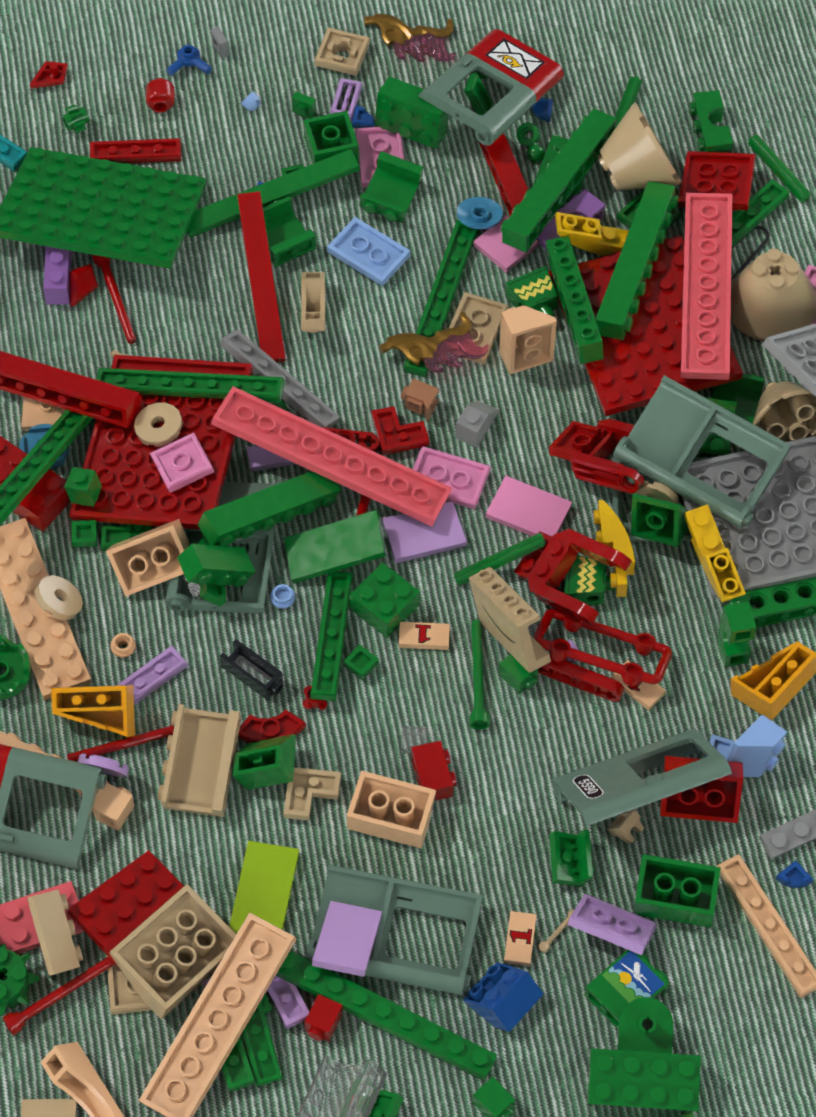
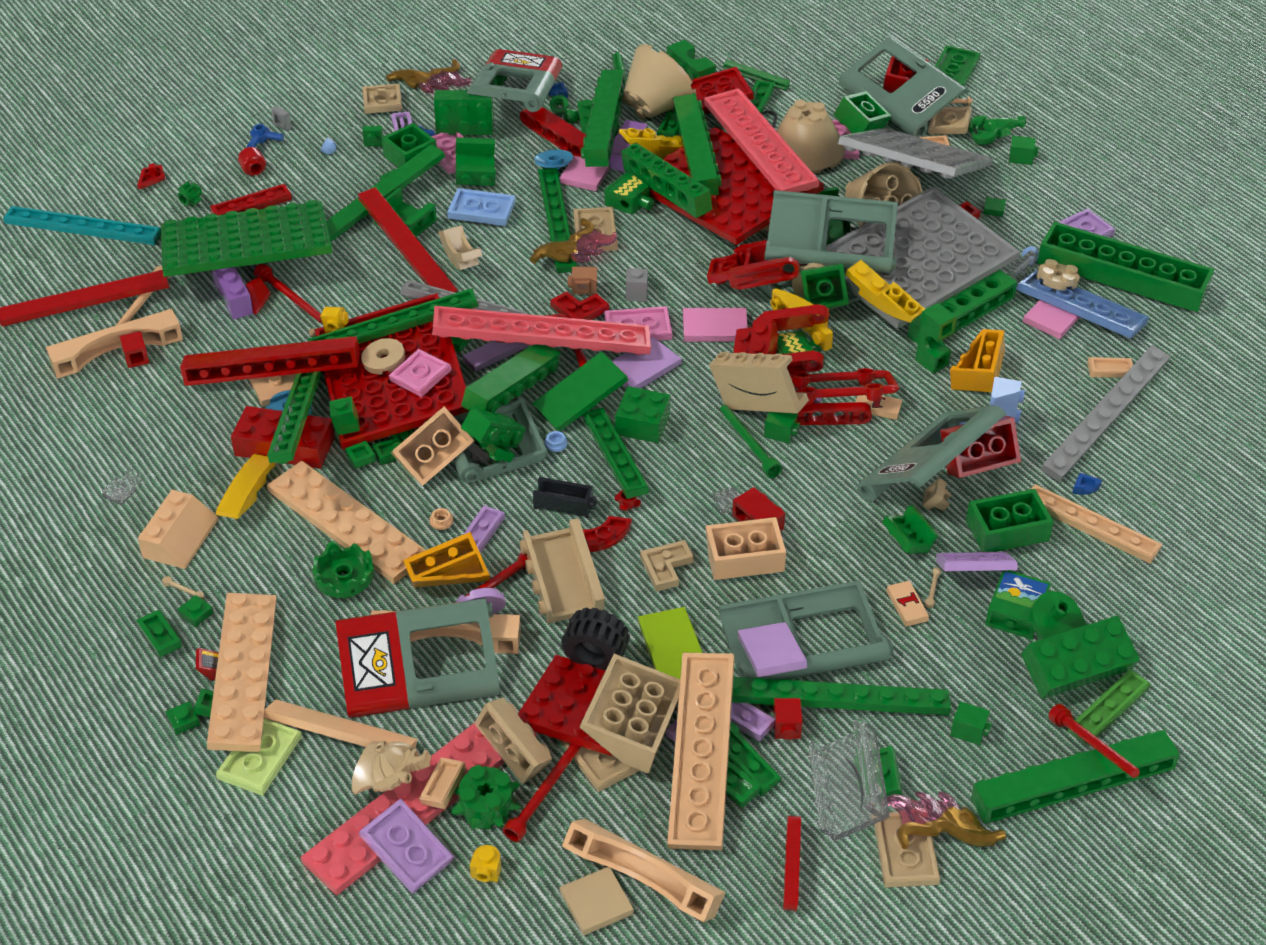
camera: 25 degrees left, 15 degrees down
(69, 594) = (365, 500): tan tile -> none
(134, 354) = (334, 318): none -> yellow plate
(184, 856) = (594, 637): none -> black tyre
(265, 762) = (620, 554): green slope -> none
(361, 662) = (650, 462): green plate -> none
(424, 635) = (688, 430): light nougat tile -> none
(478, 95) = (504, 81): green tile -> none
(501, 558) = (728, 345): green axle -> none
(503, 996) = (924, 645): blue slope -> none
(526, 338) = (646, 212): light nougat slope -> none

